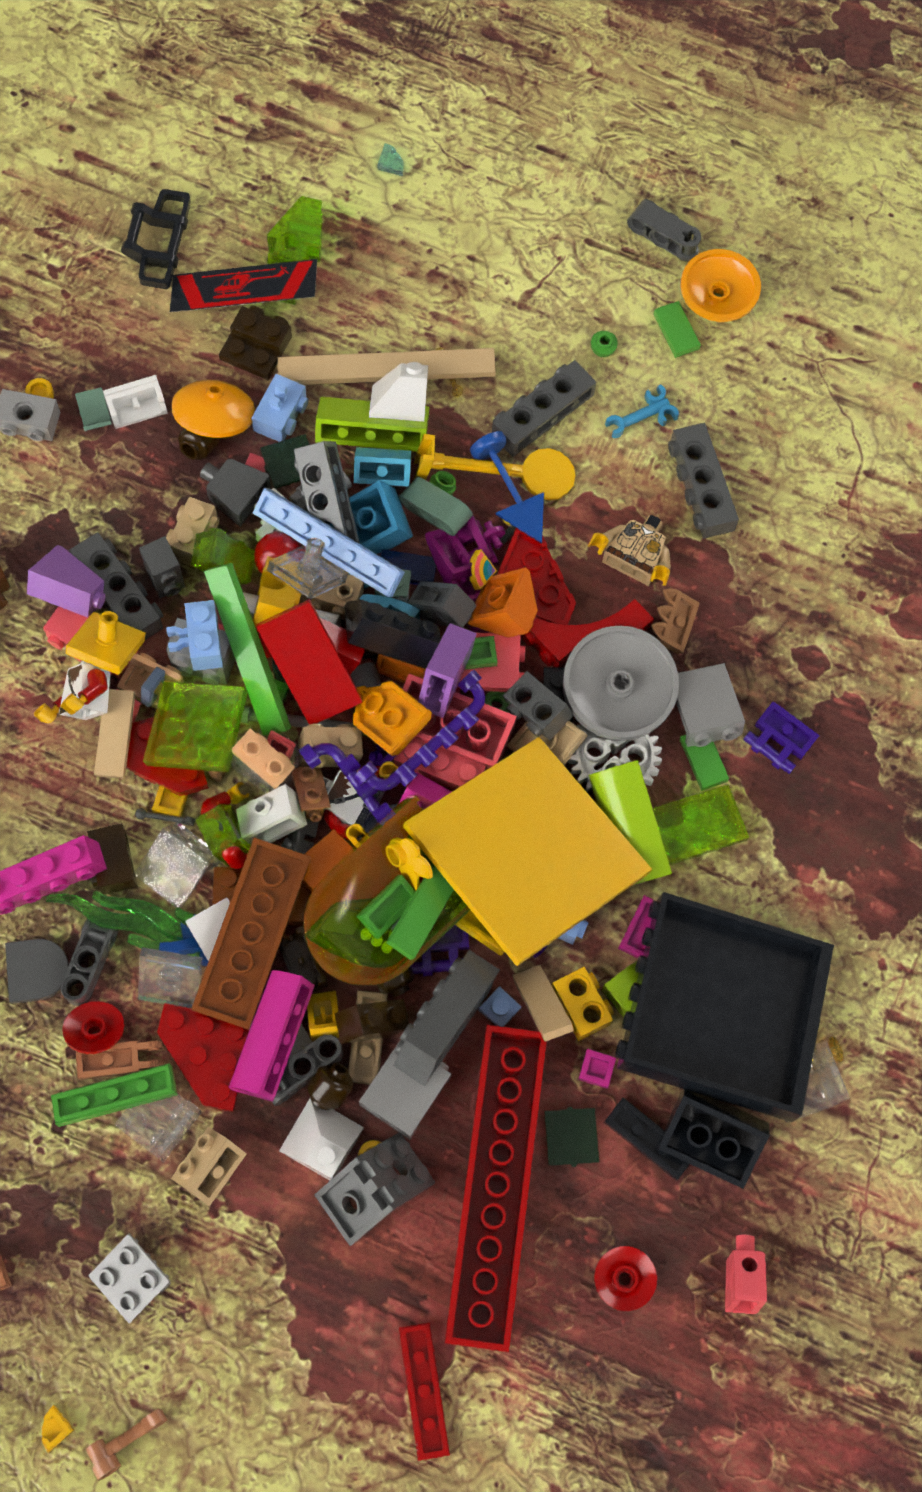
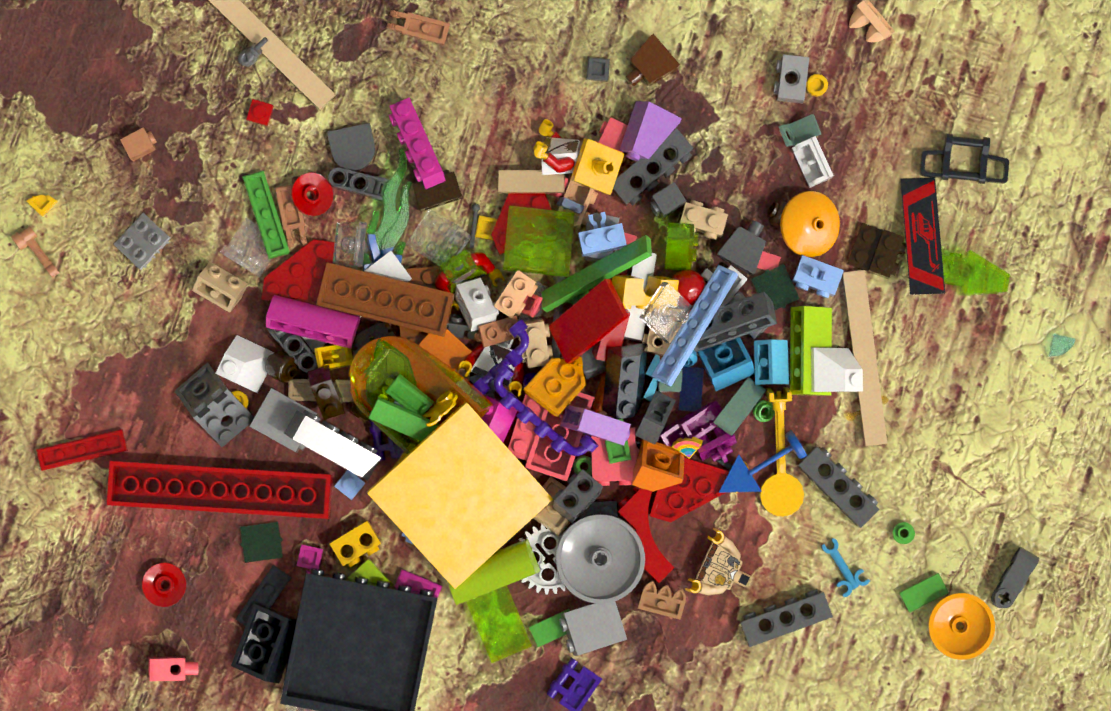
camera: 90 degrees right, 15 degrees up
(542, 1003) = (350, 515): tan tile -> none

